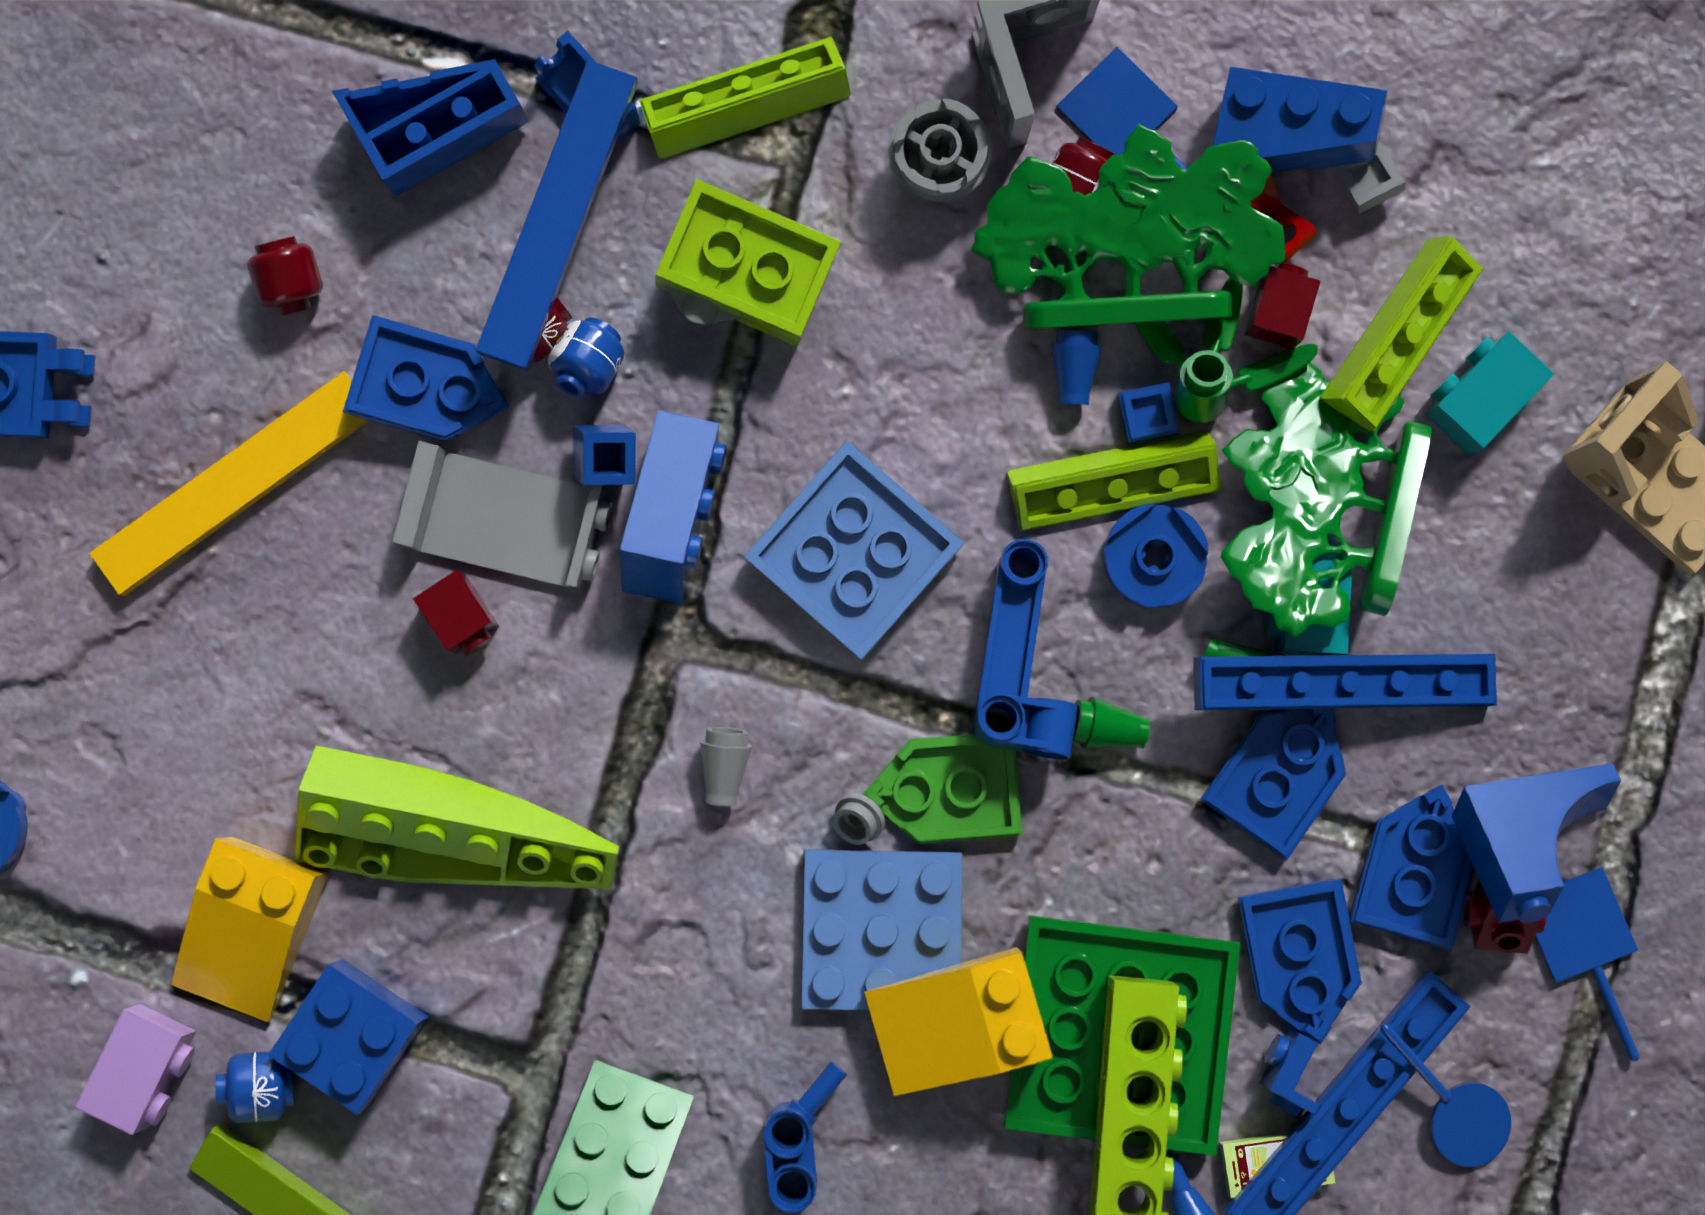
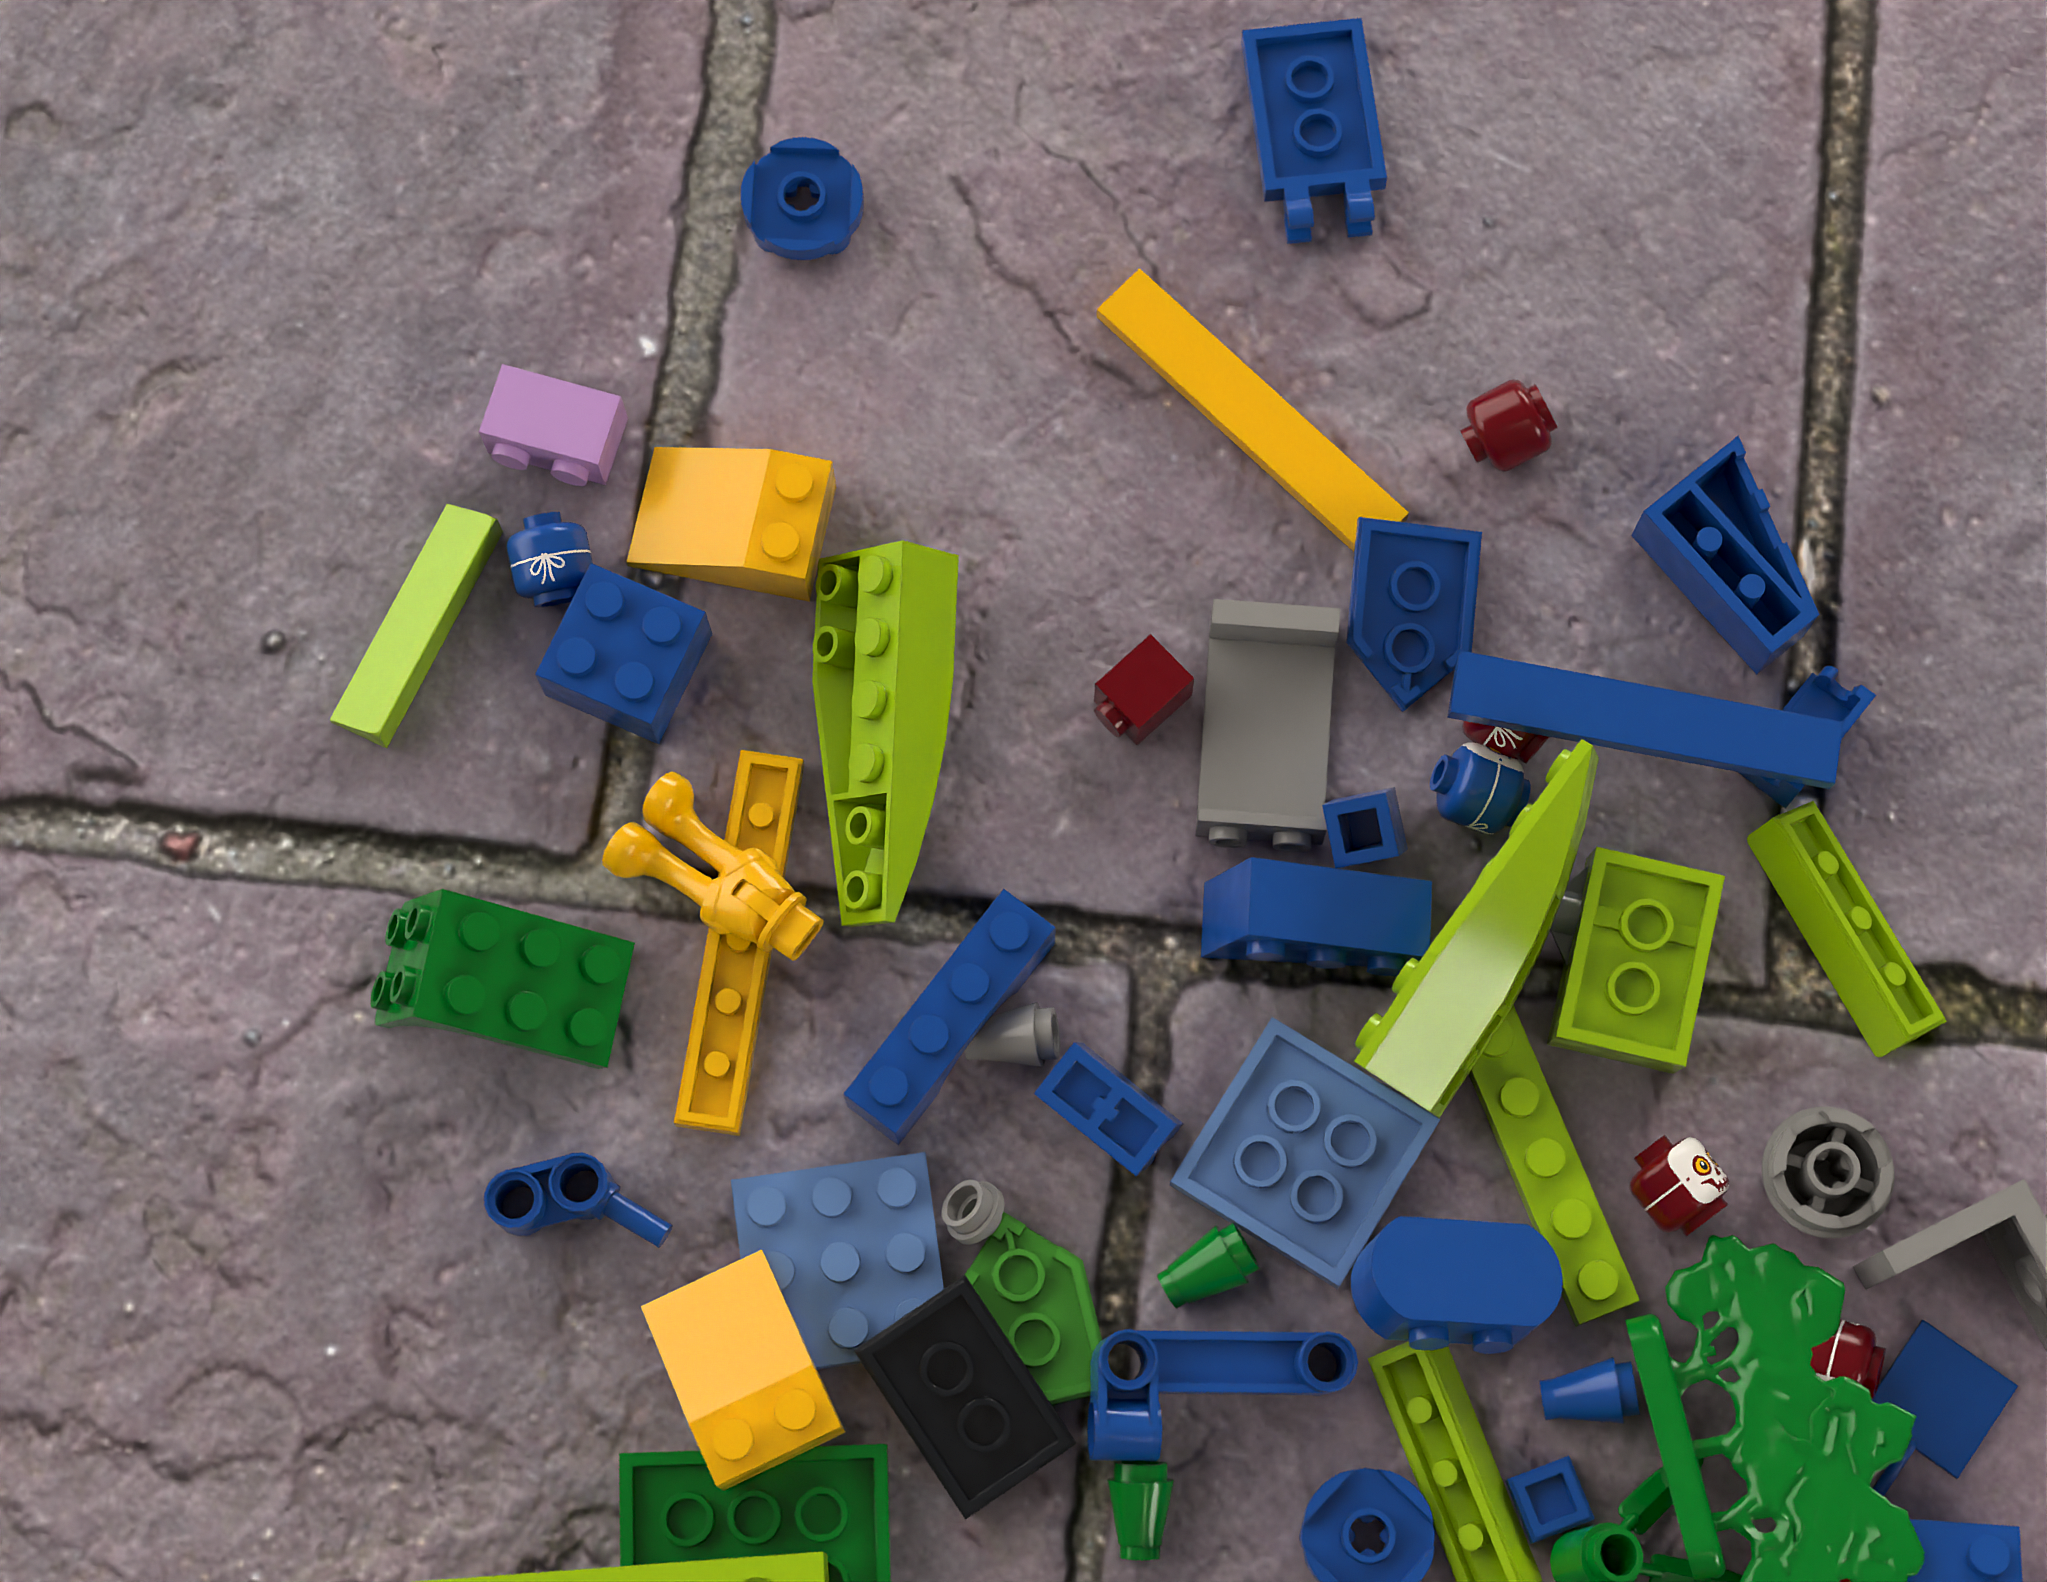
camera: 85 degrees right, 10 degrees down
(576, 965) = (746, 897): none -> yellow piece
(606, 973) = (732, 968): none -> yellow tile
(700, 812) = (948, 1014): none -> blue arch
(723, 379) = (1486, 950): none -> lime wedge
(795, 698) = (1108, 1108): none -> blue hinge
(864, 372) = (1550, 1174): none -> lime plate
(928, 266) = (1679, 1184): none -> dark red head
(932, 640) = (1209, 1267): none -> green cone
(979, 451) = (1456, 1283): none -> blue brick
(1003, 848) = (965, 1397): none -> black tile

